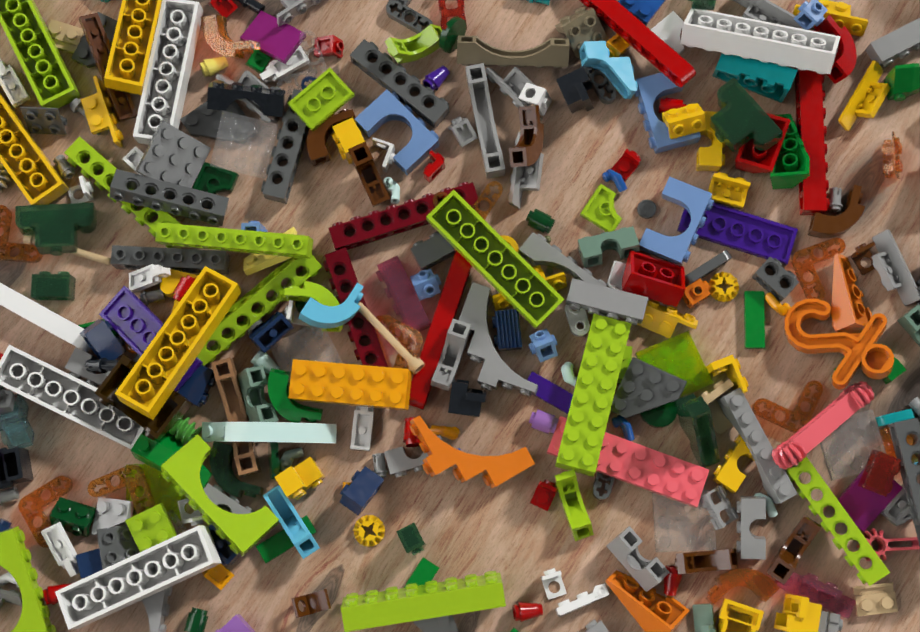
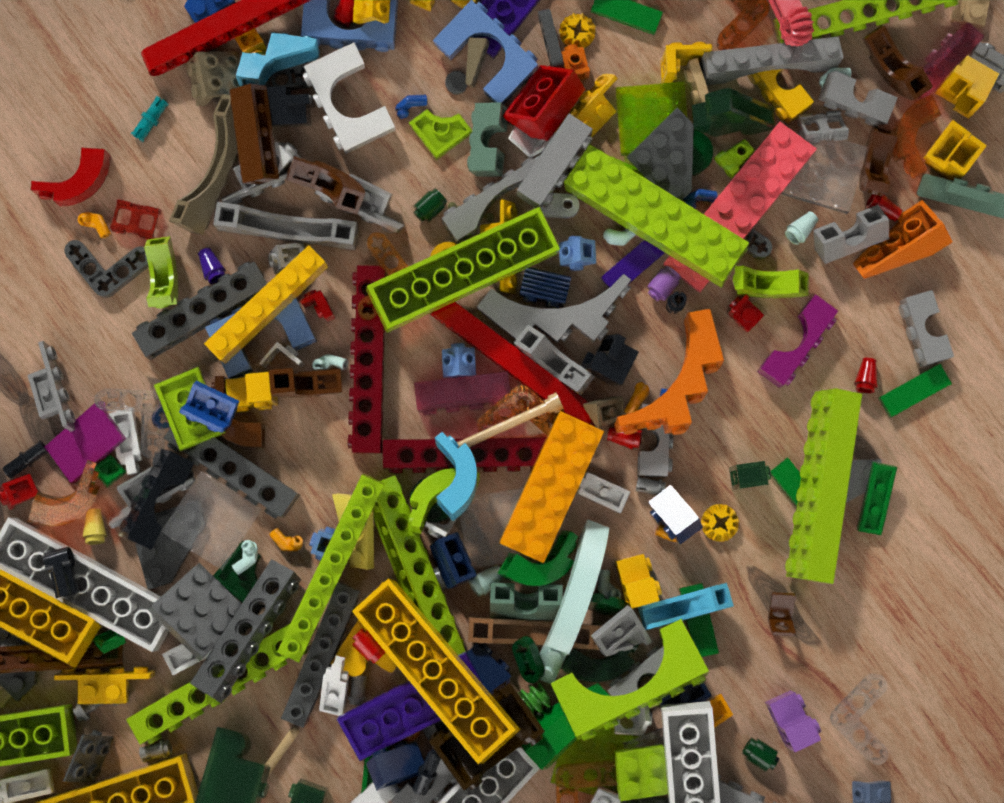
camera: 80 degrees left, 5 degrees up
(87, 189) = (195, 730): white bracket -> none
(132, 103) = (108, 641): none -> green tile
(173, 49) = (60, 566): none -> black piece
(212, 413) = (528, 659): none -> dark green beam
(225, 182) = (249, 557): none -> light aqua arm
(245, 205) = (287, 543): none -> light orange arm
(253, 476) = (621, 633): none -> light grey wing
(324, 111) = (209, 407): none -> blue bracket
(330, 46) = (123, 377): red bracket -> none
(417, 125) = (266, 305): none -> yellow brick
(424, 406) = (605, 410): none -> dark tan slope
(432, 251) = (421, 341): dark grey brick -> none
(449, 37) = (168, 231): dark green tile -> none
(532, 430) = (676, 302): none -> black pin
(544, 70) = (254, 134): none -> reddish brown brick
(549, 576) = (837, 337): white bracket -> none
(559, 553) = (815, 318): none -> magenta arch
(583, 599) = (875, 311): white hinge -> none
(610, 107) = (323, 76): none -> white arch
(627, 164) = (396, 84): red bracket -> none
(629, 517) = (800, 229): none -> light aqua cone
(662, 442) = (732, 160): none -> lime plate
(667, 215) = (475, 57): none -> dark tan slope

